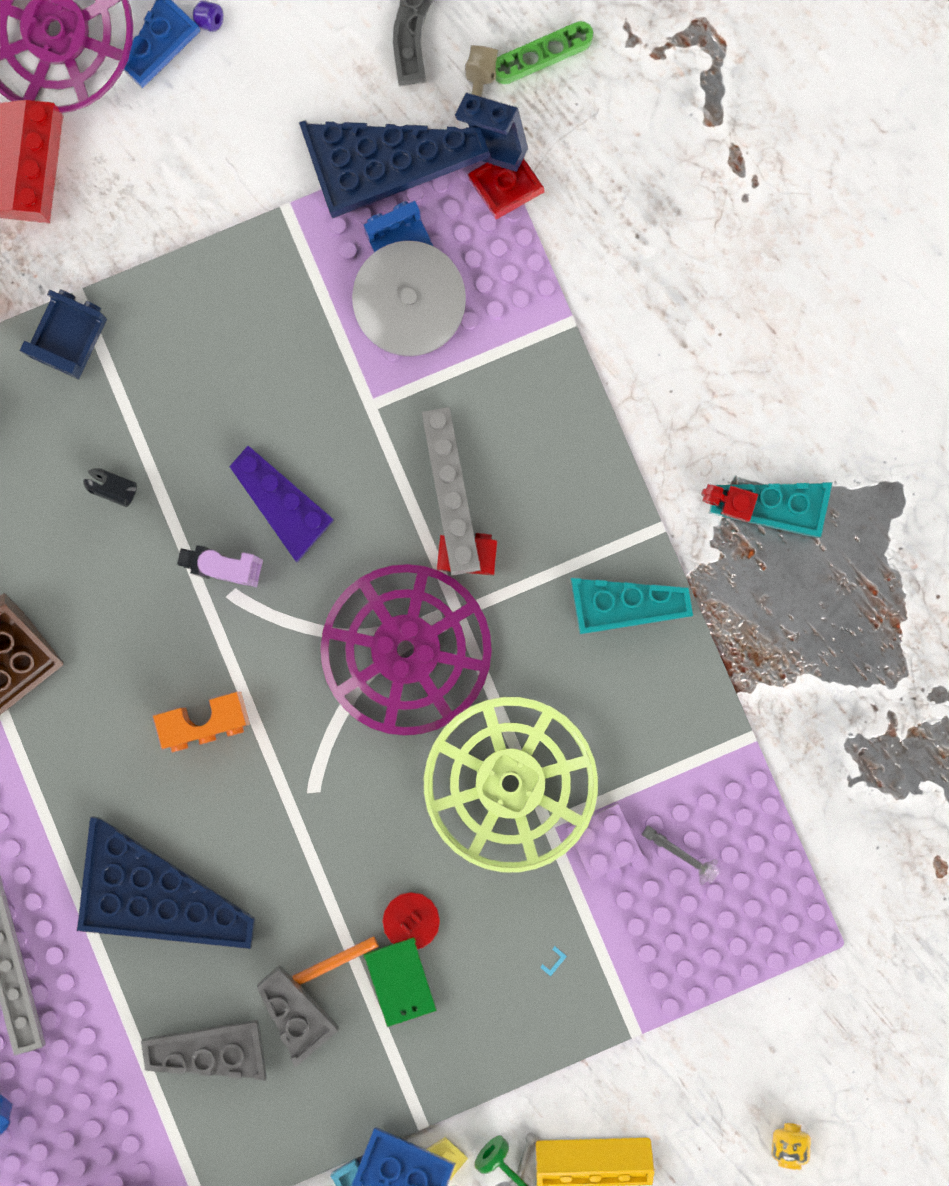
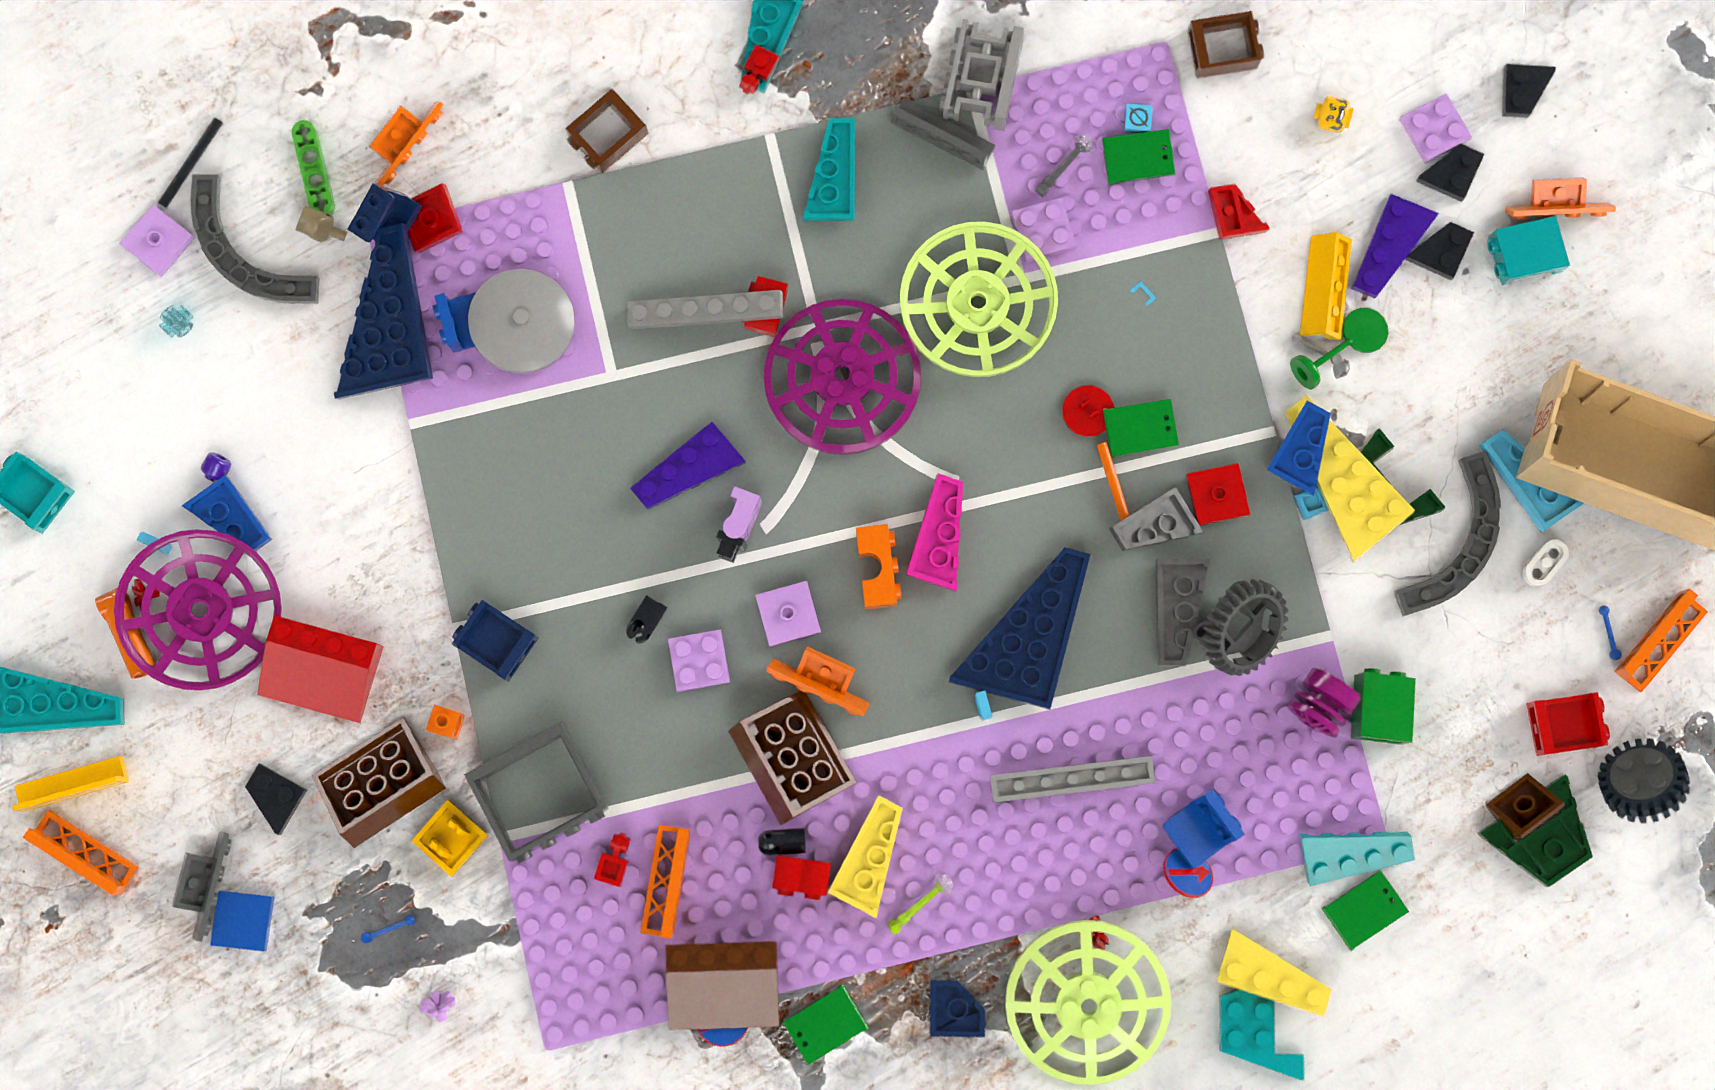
camera: 75 degrees left, 5 degrees down
(69, 857) = (982, 706): none -> medium azure tile
(73, 681) = (822, 677): none -> orange bracket
(76, 549) = (699, 660): none -> lavender plate
(140, 634) = (788, 613): none -> lavender plate
(191, 1126) = (1252, 641): none -> dark grey piece
(237, 780) = (937, 542): none -> dark pink wing
(340, 1077) = (1218, 494): none -> red plate
(592, 134) = (399, 136): none -> orange bracket
(640, 385) = (620, 148): none -> reddish brown window
(659, 1049) = (1233, 213): none -> red wing
(694, 714) = (942, 133): none -> dark grey fence
(705, 934) = (1138, 156): none -> green container
(748, 927) = (1138, 118): none -> medium azure tile
(768, 770) = (1002, 77): none -> light grey fence
(842, 983) = (1199, 27): none -> reddish brown window

